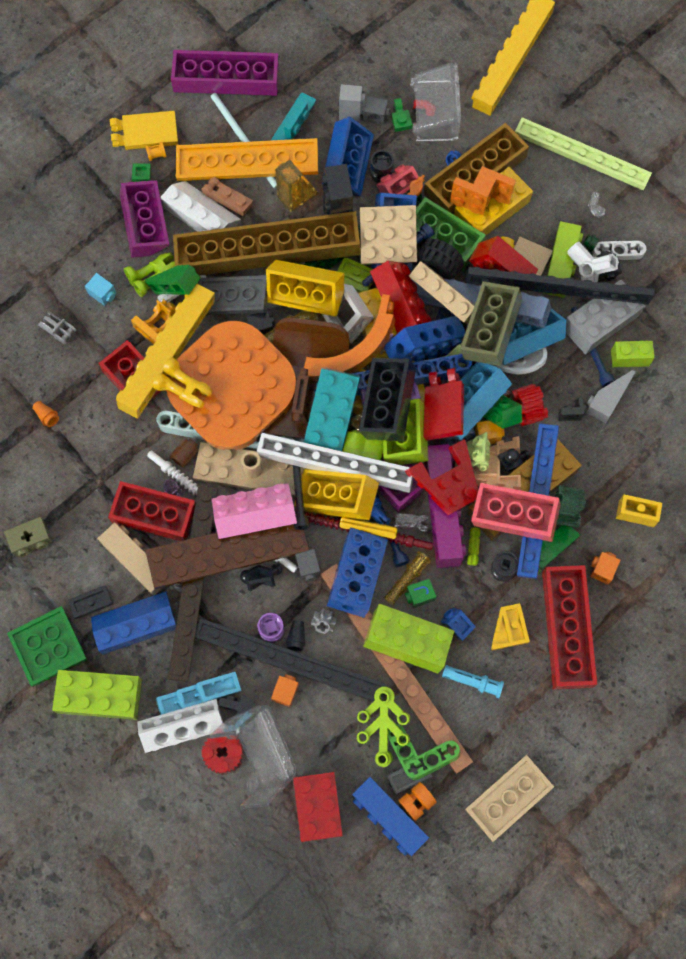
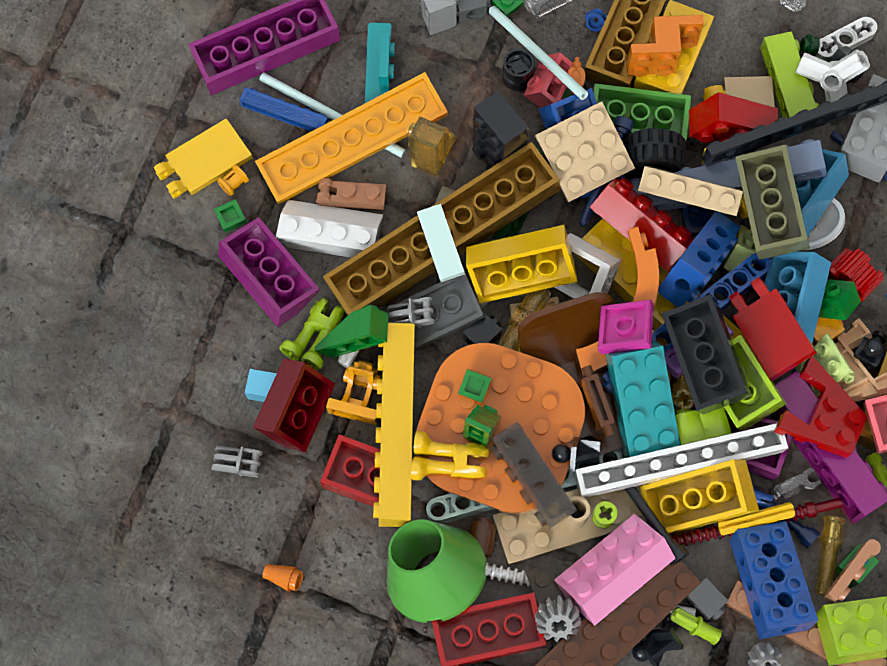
camera: 25 degrees left, 0 degrees up
(110, 308) = (294, 405): none -> dark red brick
(138, 452) = (444, 585): none -> bright green cone
(175, 487) = (487, 597): clear purple cone -> none
(197, 522) = (557, 618): none -> light grey gear
(212, 121) = (282, 110): none -> blue piece
(214, 372) = (481, 425): none -> green slope
(219, 285) = (410, 312): none -> light grey arm
(226, 347) = (474, 385): none -> green plate
(231, 423) = (533, 475): none -> clear smoke brick
(258, 248) = (440, 243): none -> light aqua tile
(271, 423) = (582, 451): none -> black piece
(275, 477) = (604, 507): none -> lime bush
(290, 577) = (695, 625): none -> lime axle
(344, 355) = (626, 327): none -> dark pink plate
(351, 146) = (466, 71): blue slope -> none
(354, 274) = (558, 213): lime plate -> none
(397, 158) = (538, 53): none -> light aqua piece
(413, 592) = (852, 570): none -> nougat plate

